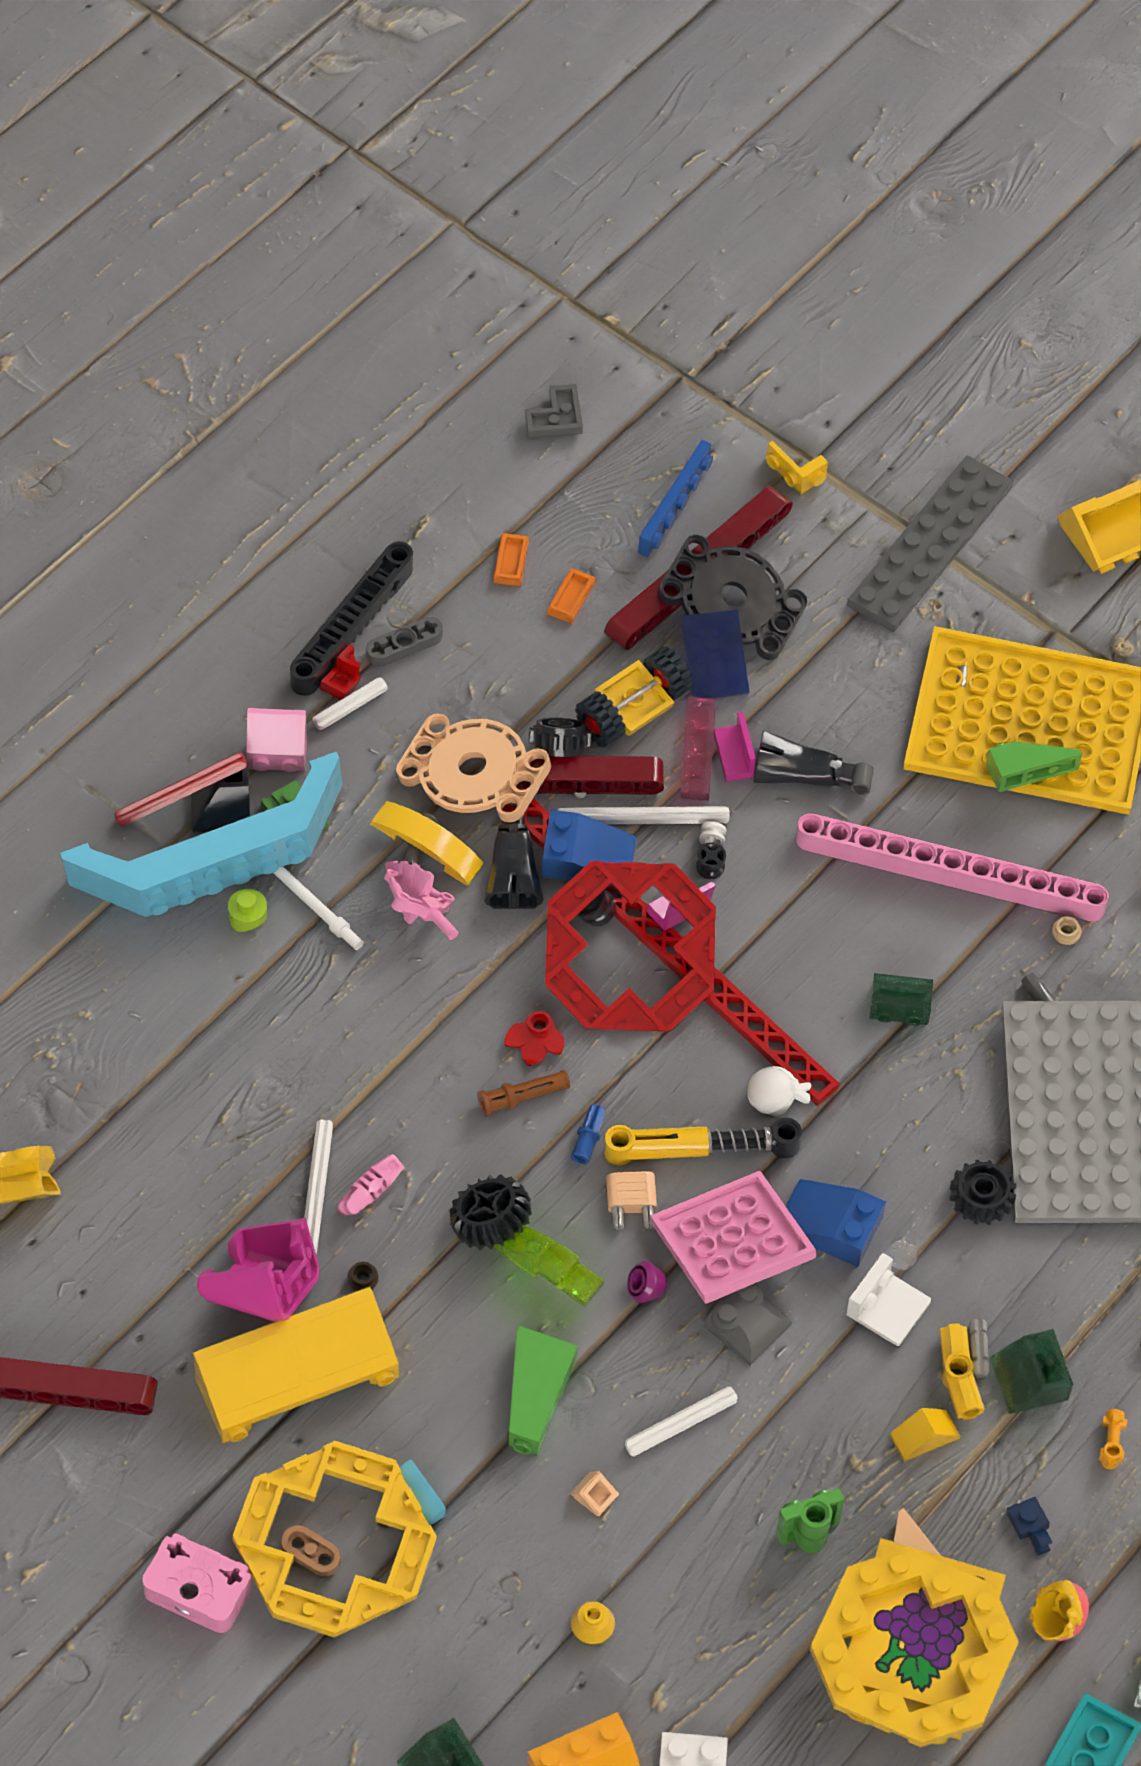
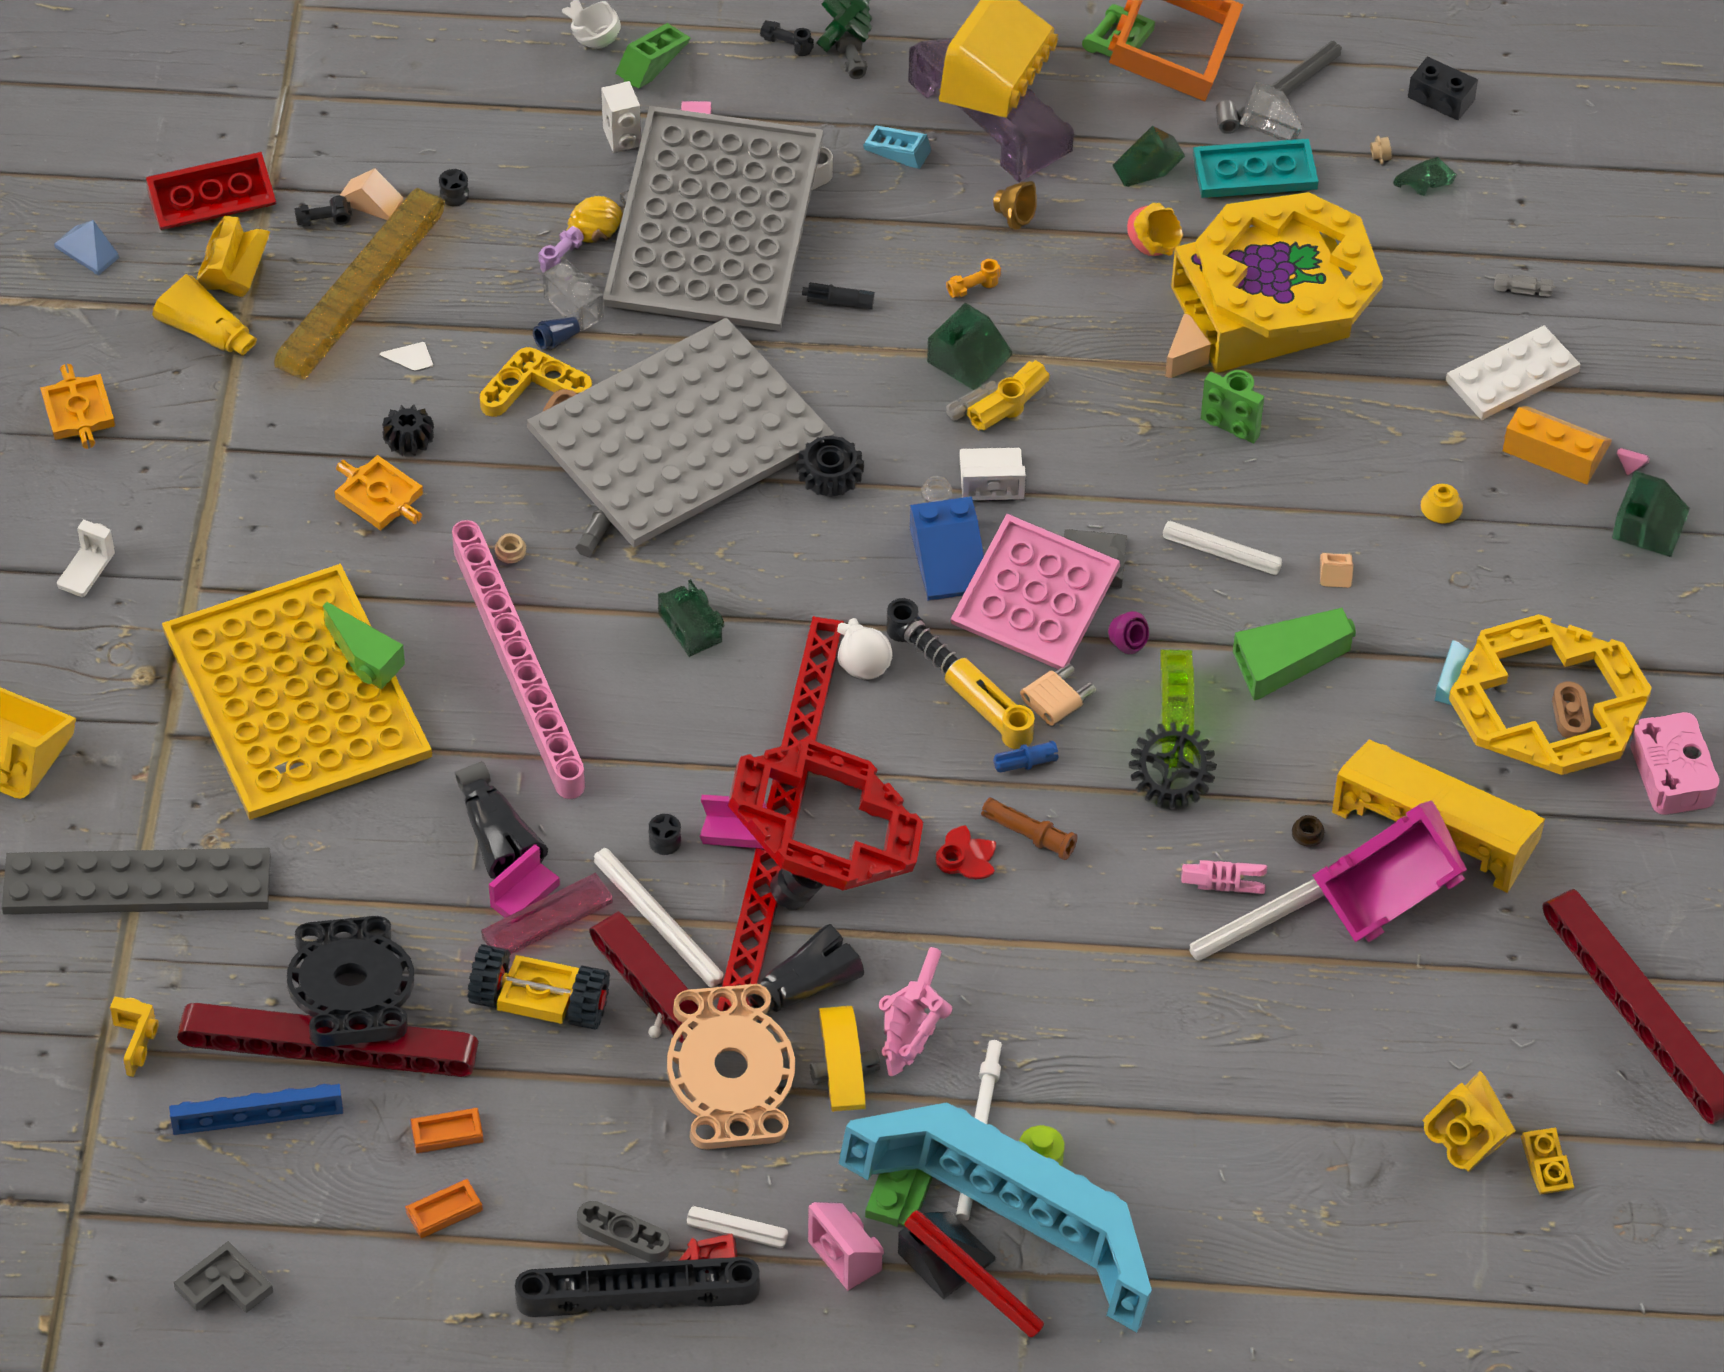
camera: 125 degrees left, 5 degrees down
(560, 736) = (638, 1014): black gear -> none
(577, 840) = (748, 922): blue slope -> none
(712, 832) = (636, 848): white bush -> none
(715, 654) = (430, 954): clear blue plate -> none
(924, 1432) = (1081, 392): yellow slope -> none
(1031, 1521) = (1093, 296): dark blue plate -> none

